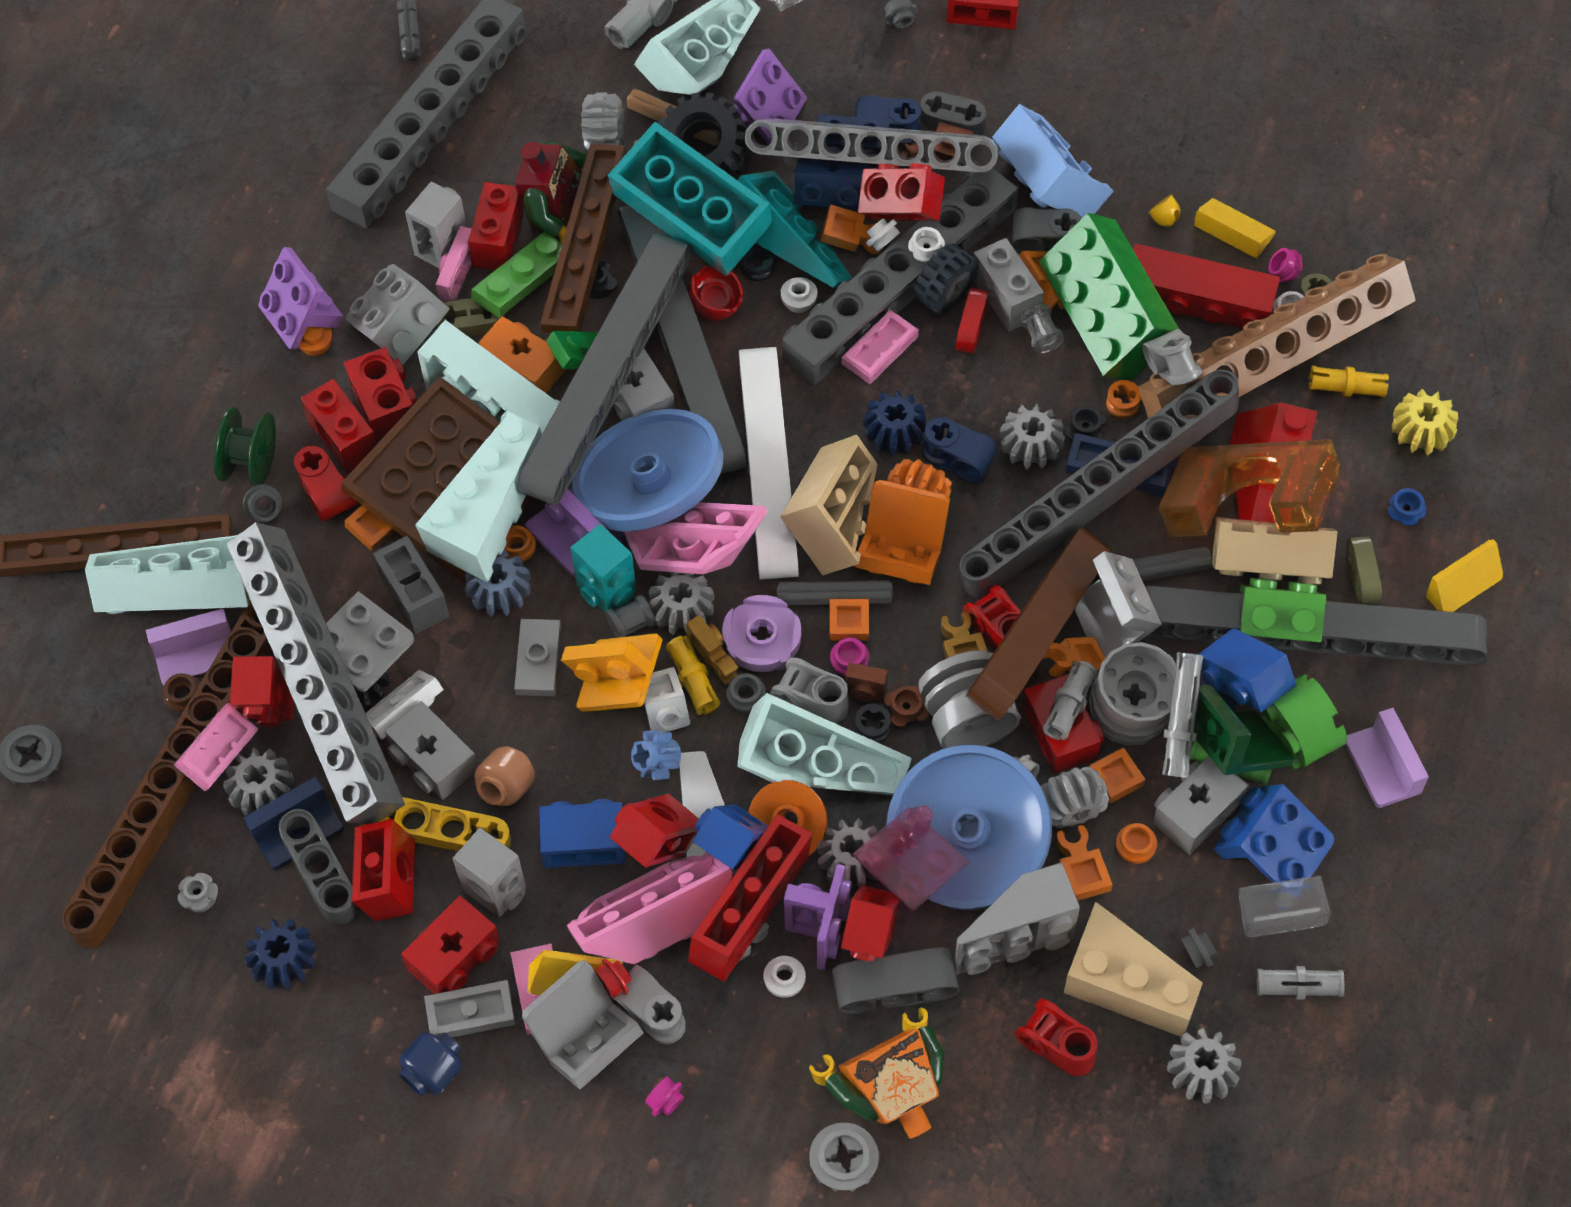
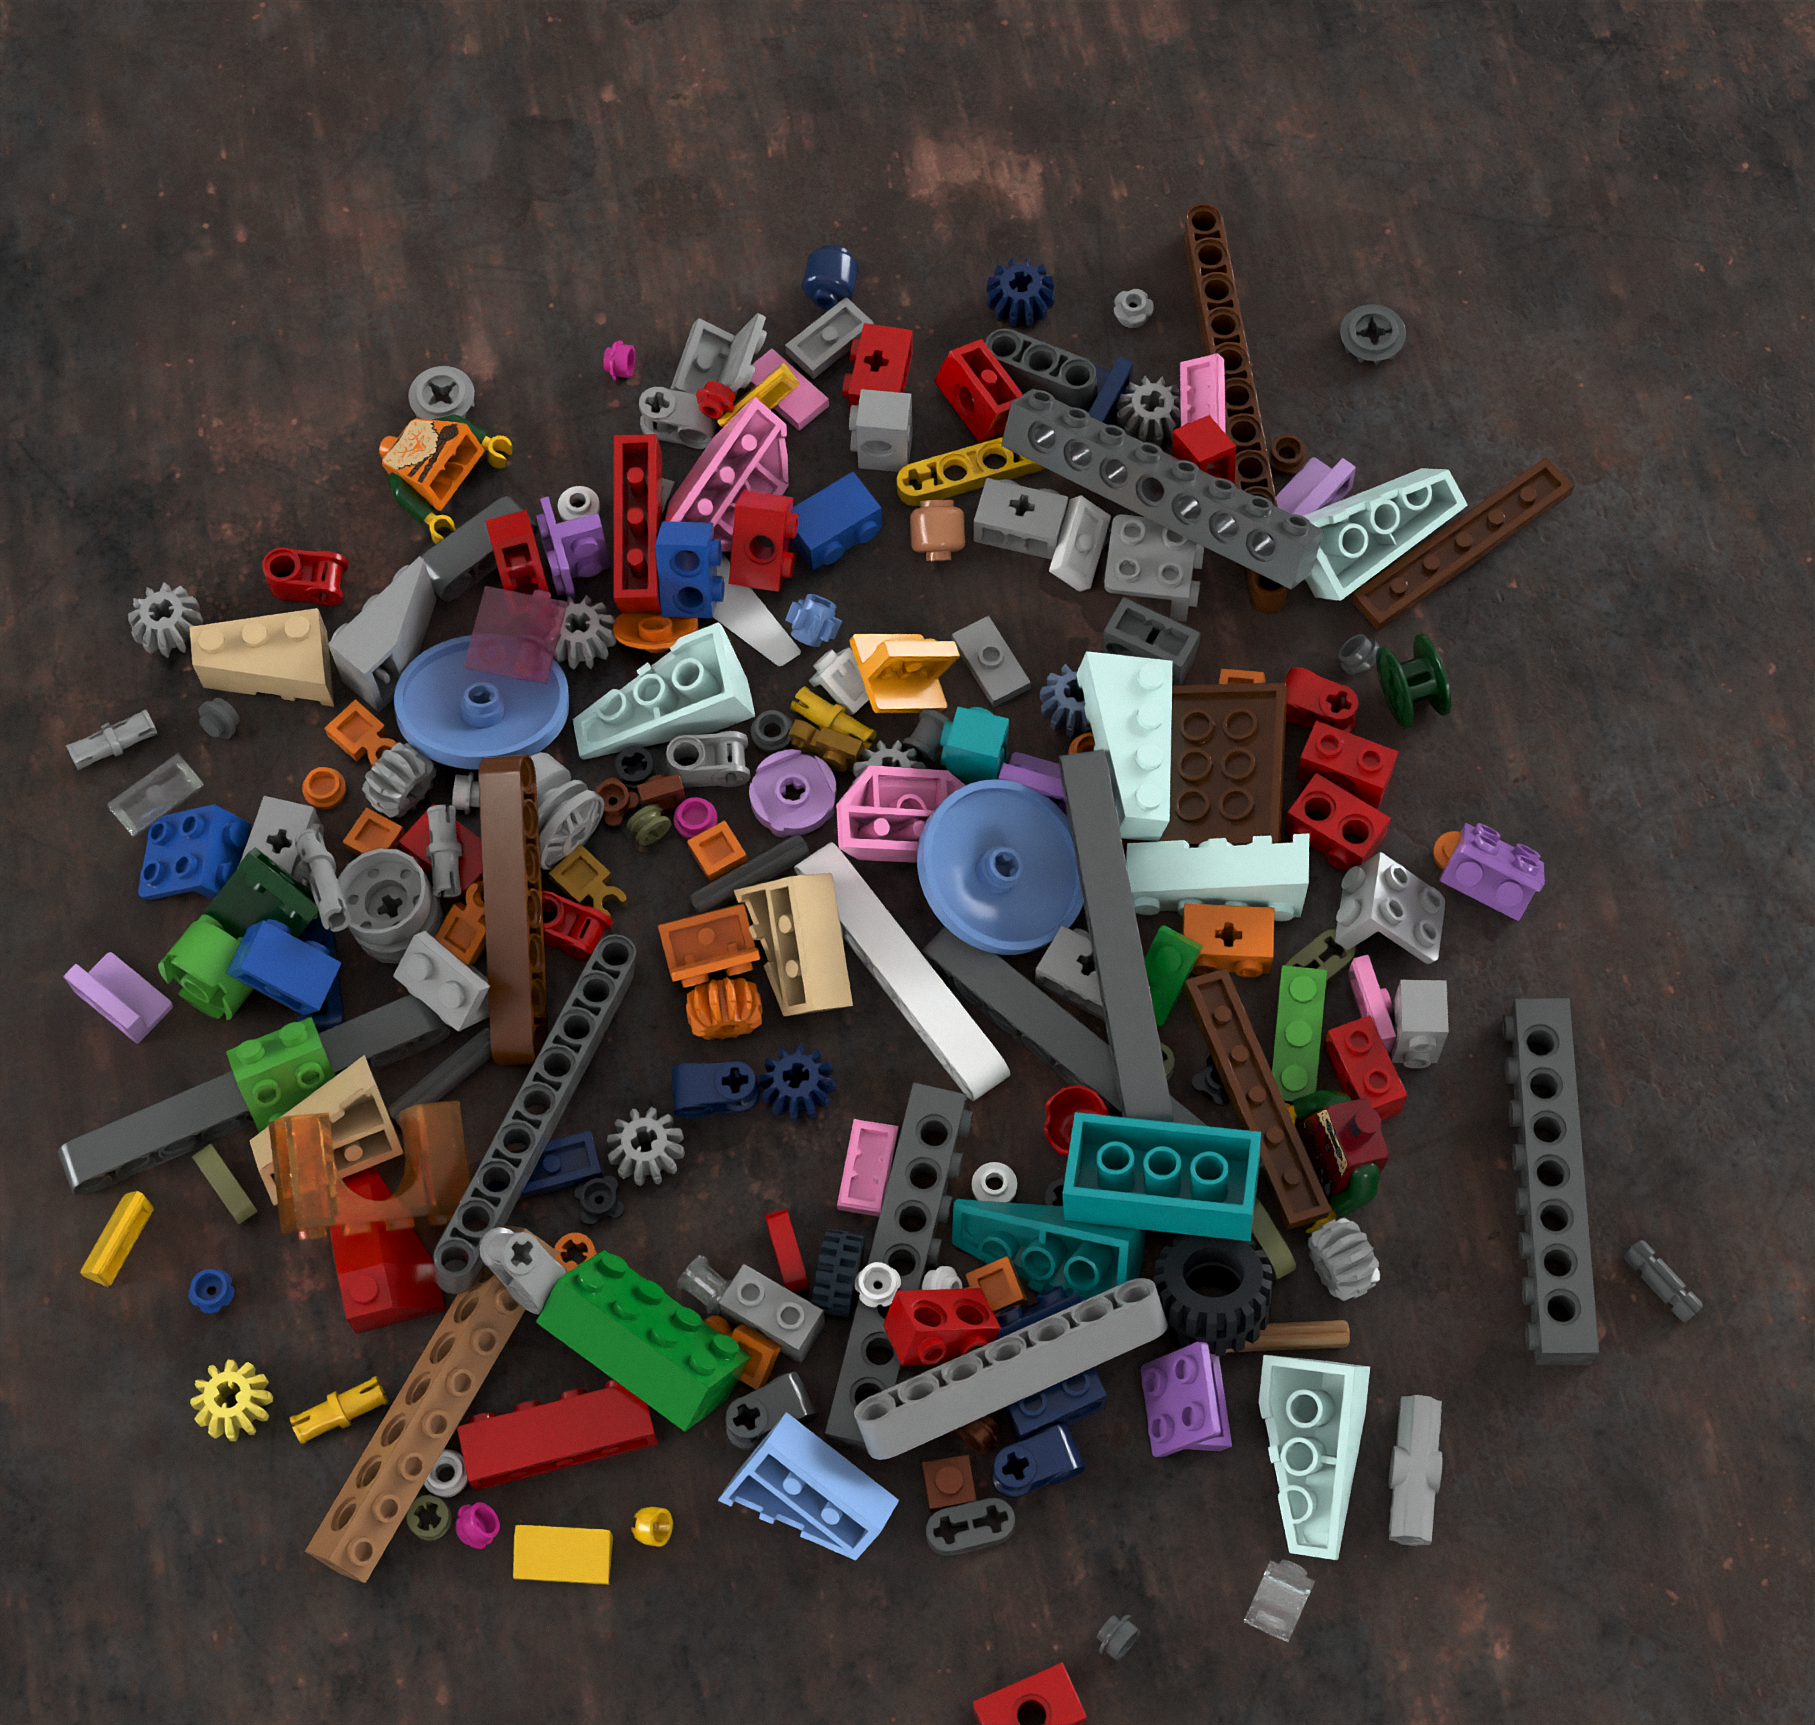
camera: 150 degrees right, 5 degrees up
(894, 662) = (649, 824): none -> olive bush

